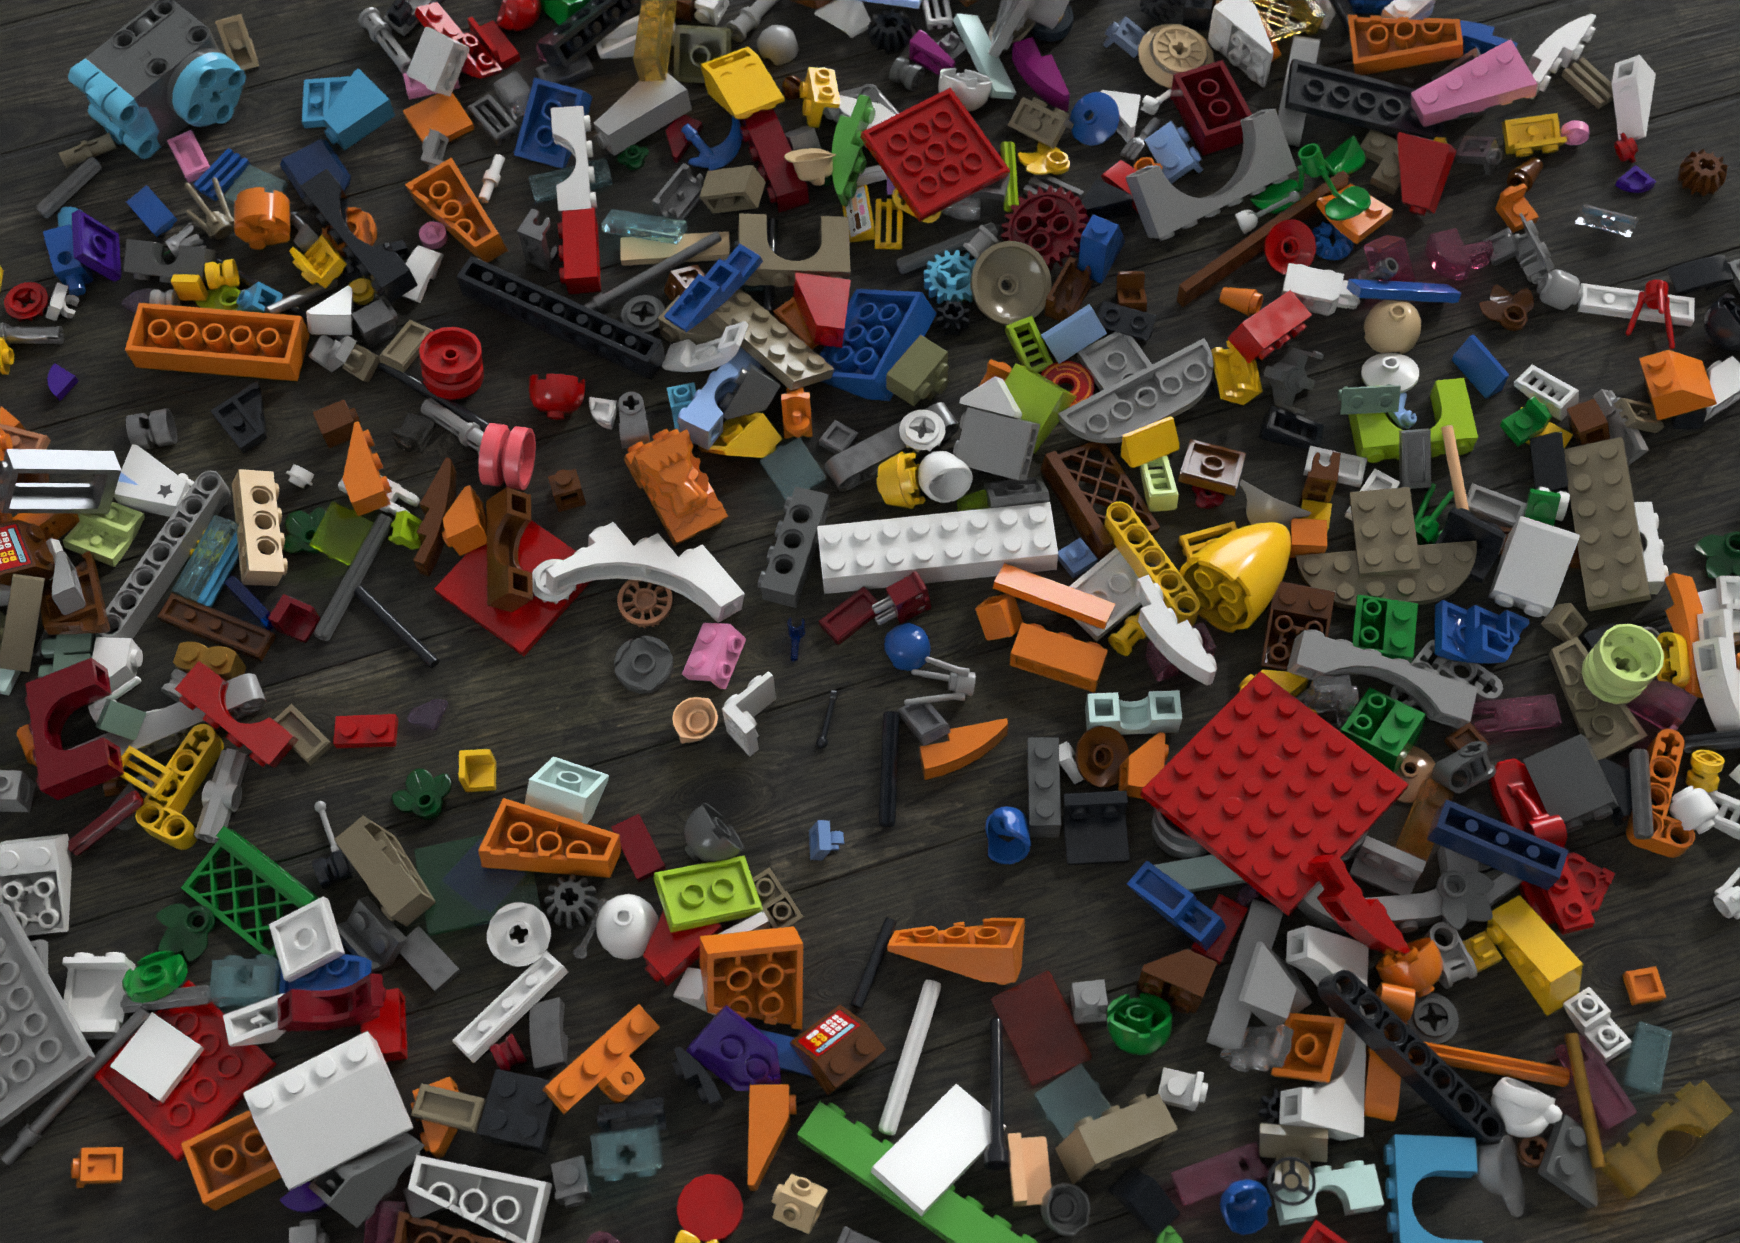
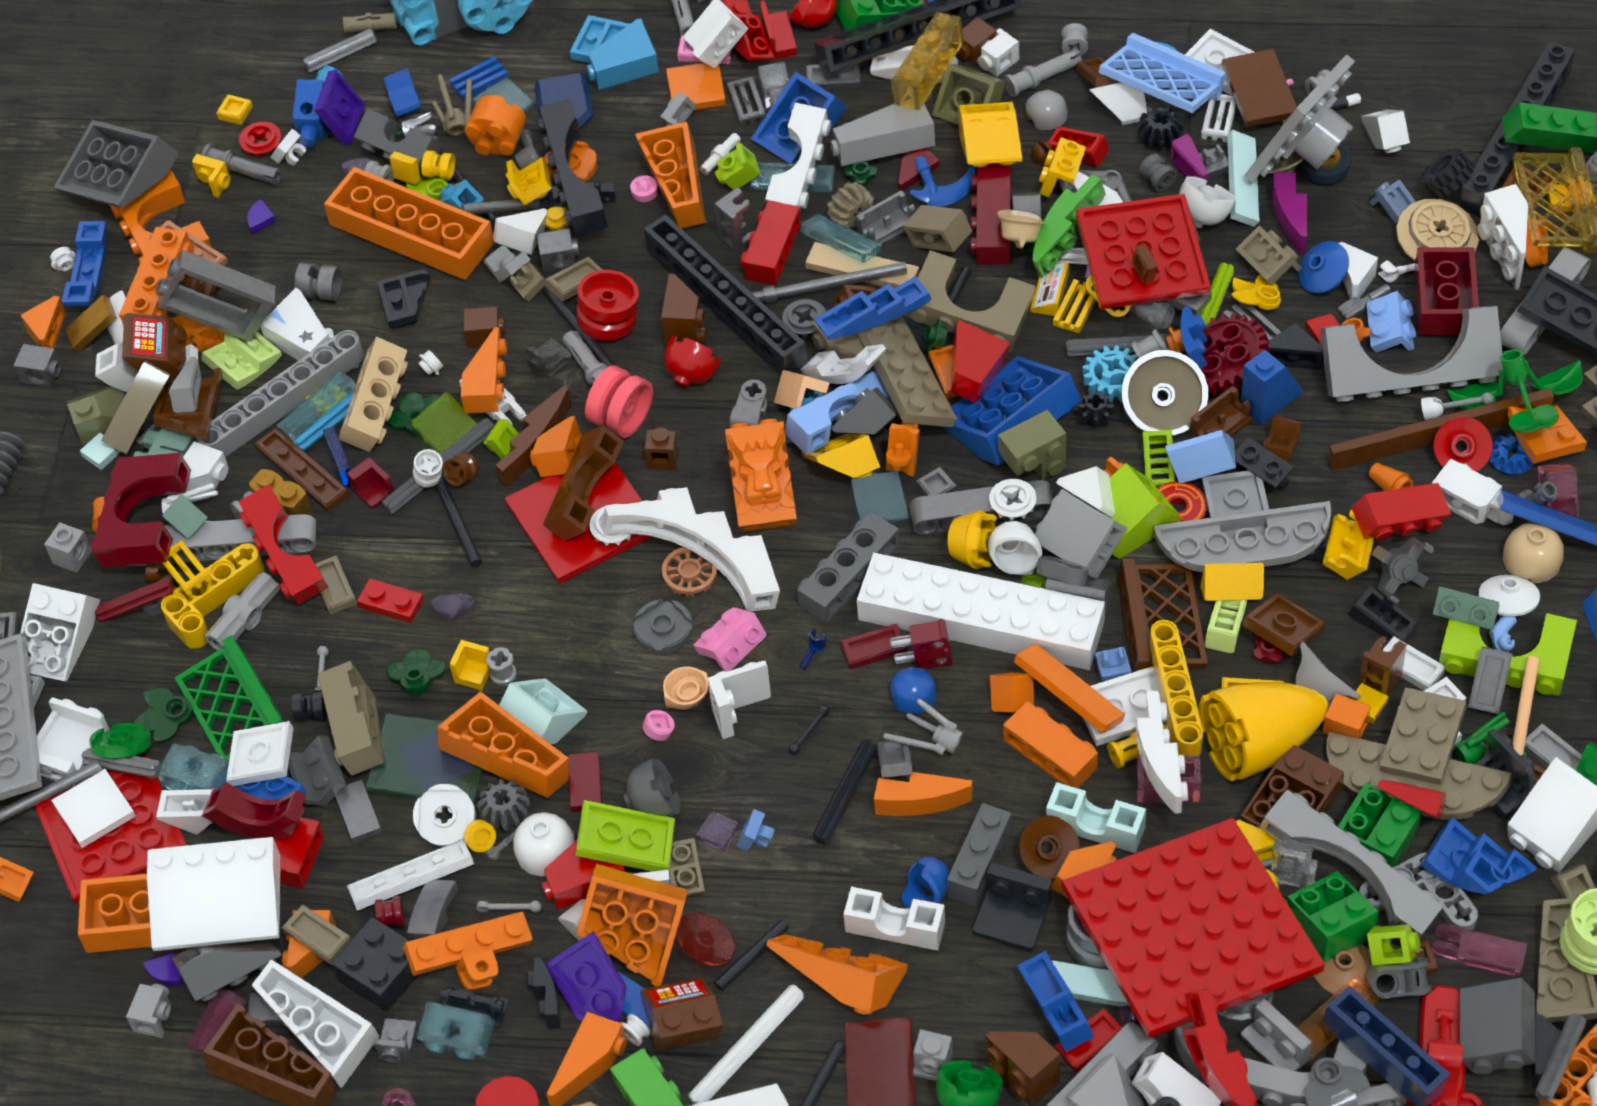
camera: 25 degrees right, 10 degrees down
(189, 155) = (457, 53): bright pink tile -> none
(347, 579) = (430, 462): none -> white wheel
(379, 581) = (453, 468): none -> reddish brown wheel
(424, 266) = (618, 213): white slope -> none
(500, 754) = (502, 667): none -> light grey bush
(516, 187) = (737, 167): none -> lime brick
(531, 349) = (682, 313): none -> reddish brown slope
(562, 942) = (479, 836): none -> yellow tile
(603, 411) = (727, 392): white tile -> none
(640, 191) = (848, 203): none -> dark tan gear
(645, 992) = (534, 906): none -> light grey hinge
(668, 388) = (793, 387): none -> light nougat panel
(684, 766) = (658, 725): none -> bright pink tile
(776, 293) = (935, 335): none -> dark green plate
(787, 850) = (718, 830): none -> clear purple tile
(799, 1082) = (635, 1029): none -> white bush
(828, 966) = (705, 938): none -> clear red dish
(830, 61) = (1095, 144): none -> red slope
(946, 166) = (1144, 264): none -> reddish brown tile
(999, 229) = (1175, 341): none -> orange plate
(999, 485) = (1062, 570): none -> dark grey beam
(1012, 215) = (1193, 336): none -> blue slope
(1016, 878) = (872, 917): none -> white arch
(1068, 763) = (1012, 842): white tile -> none
(1413, 592) = (1422, 798): none -> red slope
(1449, 739) = (1383, 949): none -> lime brick

